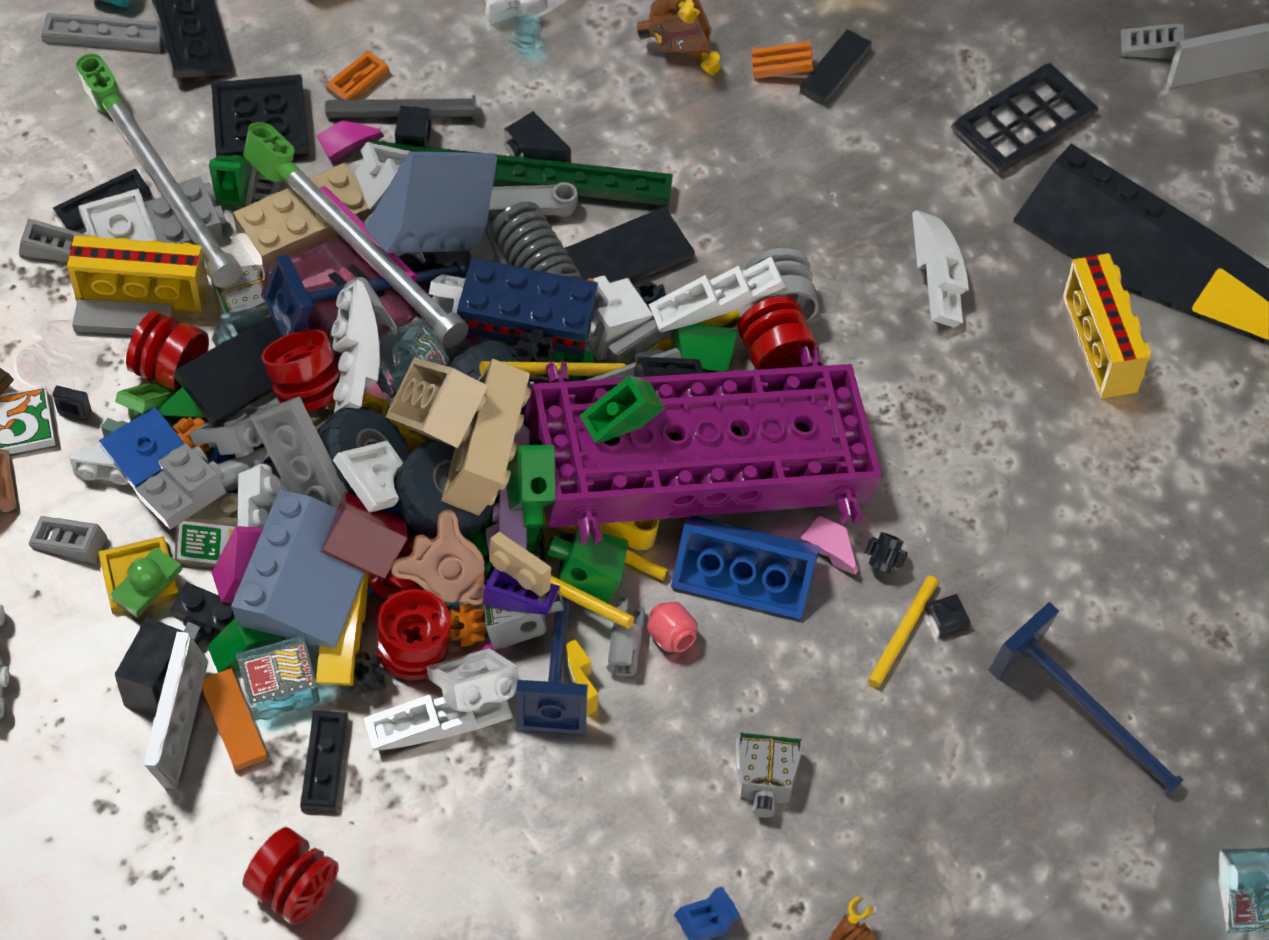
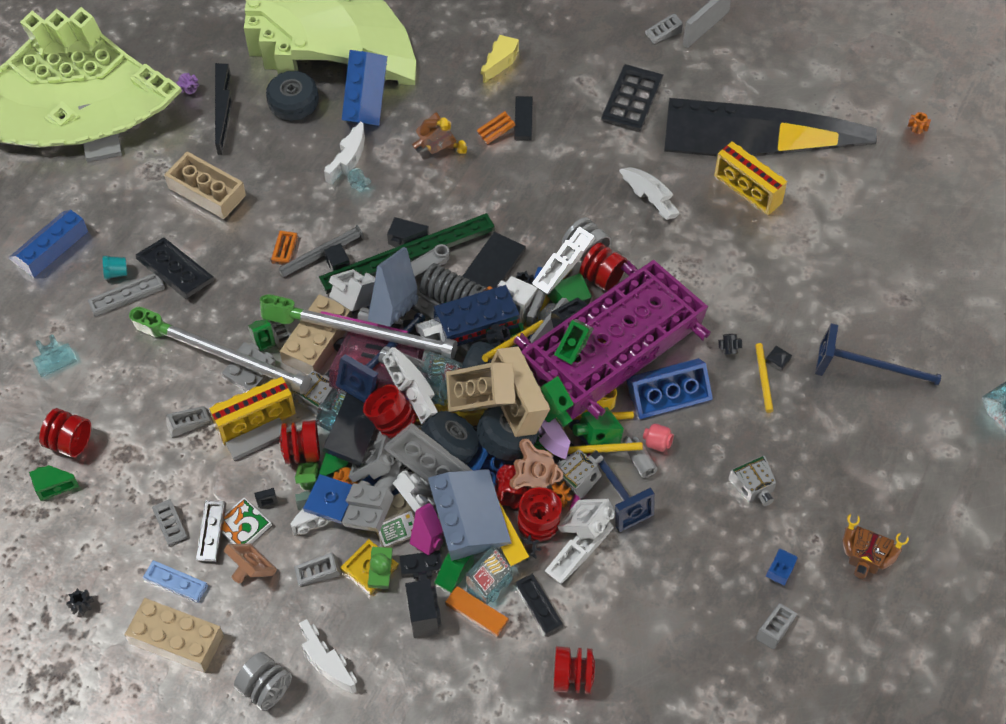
camera: 30 degrees left, 0 degrees up
(68, 211) = (196, 384): black tile -> none
(118, 217) = (216, 388): white tile -> none
(176, 711) = (452, 621): light grey tile -> none
(264, 100) = (242, 293): black plate -> none
(346, 136) = (303, 281): dark pink slope -> none
(365, 538) = (487, 476): slope -> none
(371, 474) = (468, 442): white tile -> none
(498, 598) = (576, 469): dark purple slope -> none
(520, 564) = (575, 446): tan plate -> none
(580, 667) = (628, 483): yellow slope -> none
(833, 542) = (701, 351): bright pink slope -> none

